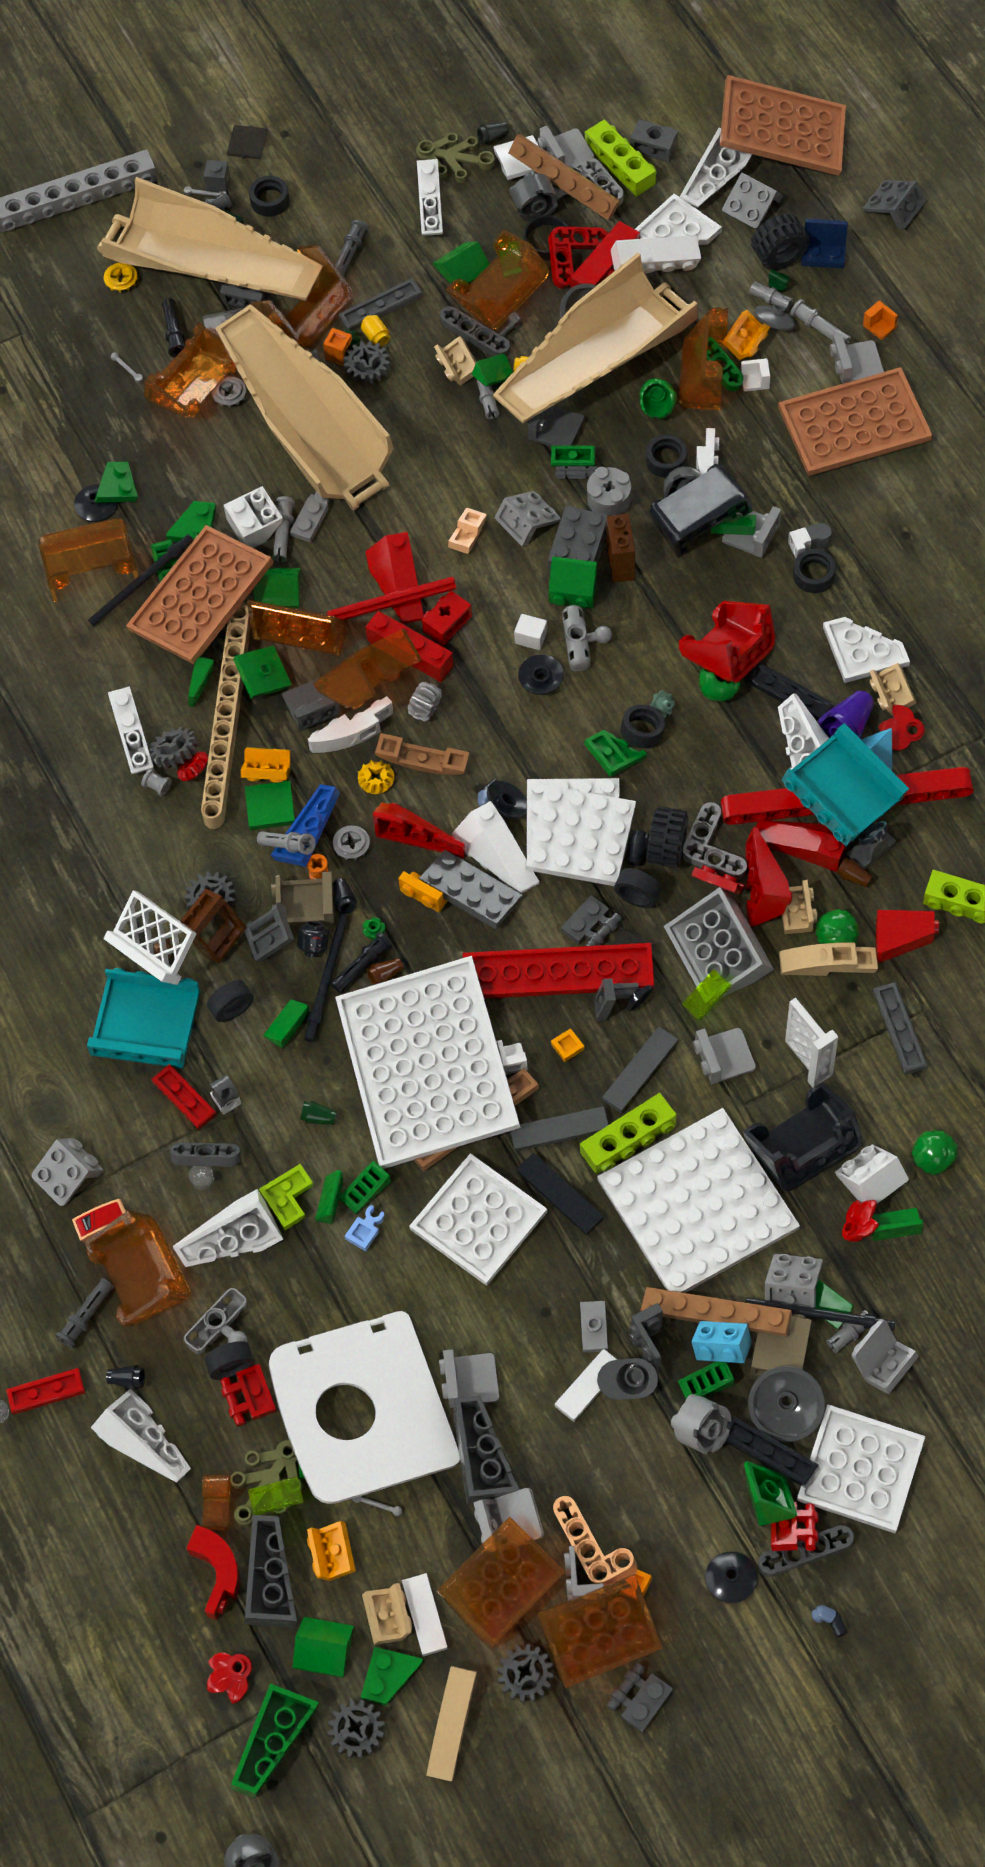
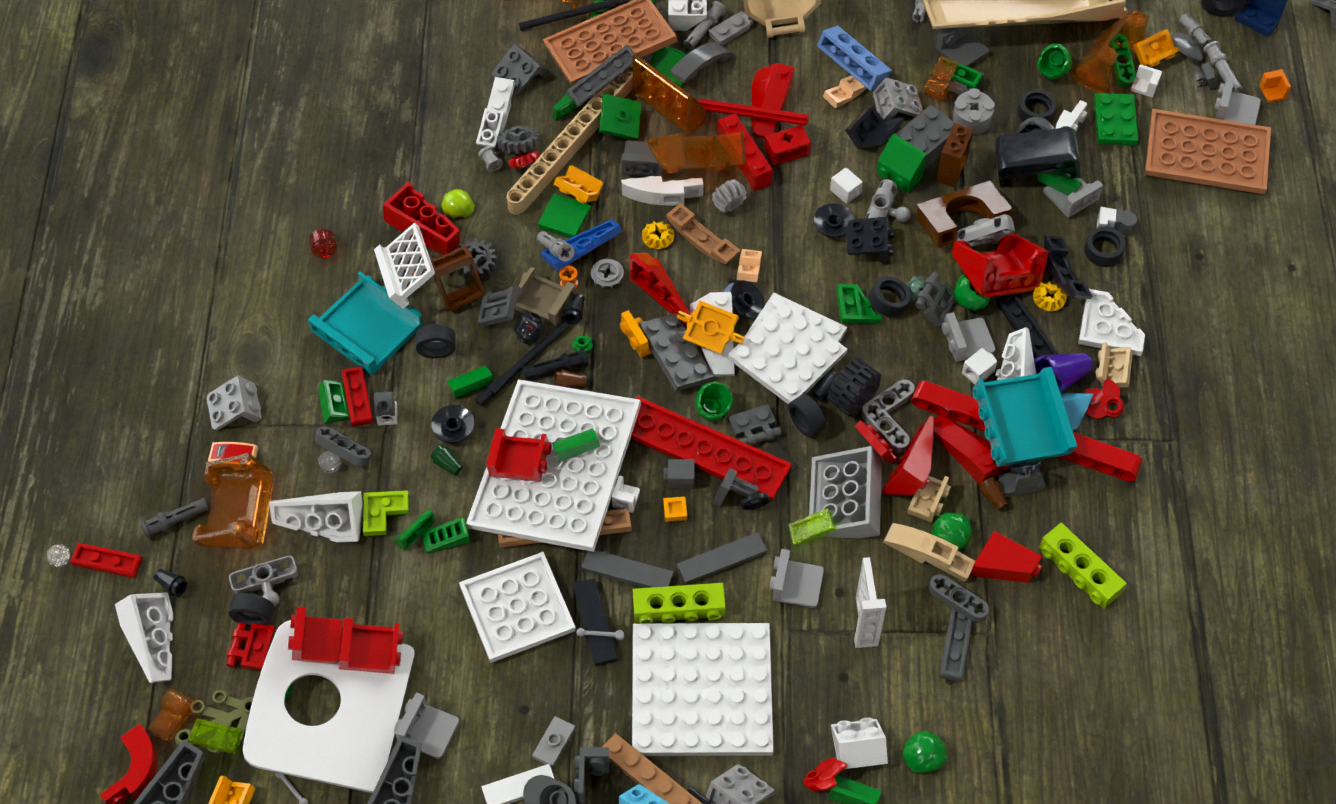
camera: 25 degrees right, 5 degrees down
(44, 958) = (323, 243): none -> clear red head
(113, 880) = (410, 207): none -> red wedge
(121, 669) = (520, 67): none -> dark grey bracket
(153, 847) = (457, 204): none -> lime hair
(163, 1115) = (333, 401): none -> green slope
(220, 637) = (601, 76): none -> dark grey tile
(300, 1065) = (452, 416): none -> black dish
(305, 570) = (698, 58): none -> dark grey slope
(313, 1352) = (315, 638): none -> red bracket
(364, 1231) = (422, 568): light blue plate -> none
(368, 1333) = (370, 647): none -> red panel
(391, 1073) = (518, 457): none -> red panel
(438, 1032) = (576, 444): none -> green slope
(457, 490) = (853, 57): none -> medium blue brick
(486, 763) = (749, 265): none -> light nougat slope
(494, 847) = (710, 327): none -> light orange plate
(522, 561) = (871, 130): none -> black bracket
(540, 919) = (714, 401): none -> green hair
(551, 1008) = (680, 474): none -> dark grey brick
(557, 470) = (940, 78): none -> clear orange plate
(588, 675) = (871, 237): none -> black bracket
(592, 1194) = (619, 635): none -> light grey hinge
(669, 580) = (936, 213): none -> reddish brown arch
(693, 707) = (939, 303): none -> dark grey plate
(696, 614) = (987, 230): none -> light grey piece
(739, 730) = (966, 336): none -> light grey bracket
(747, 430) = (1115, 119): none -> green plate
(768, 754) = (979, 366): none -> white brick
(778, 280) = (1208, 21): dark green plate -> none
(788, 616) = (1061, 269): none -> black slope
(793, 656) = (1049, 303): none -> yellow gear
(807, 1140) = (821, 687): black windscreen -> none
(810, 342) = (1206, 77): none -> dark grey tile
(863, 996) = (976, 602): none -> dark grey beam

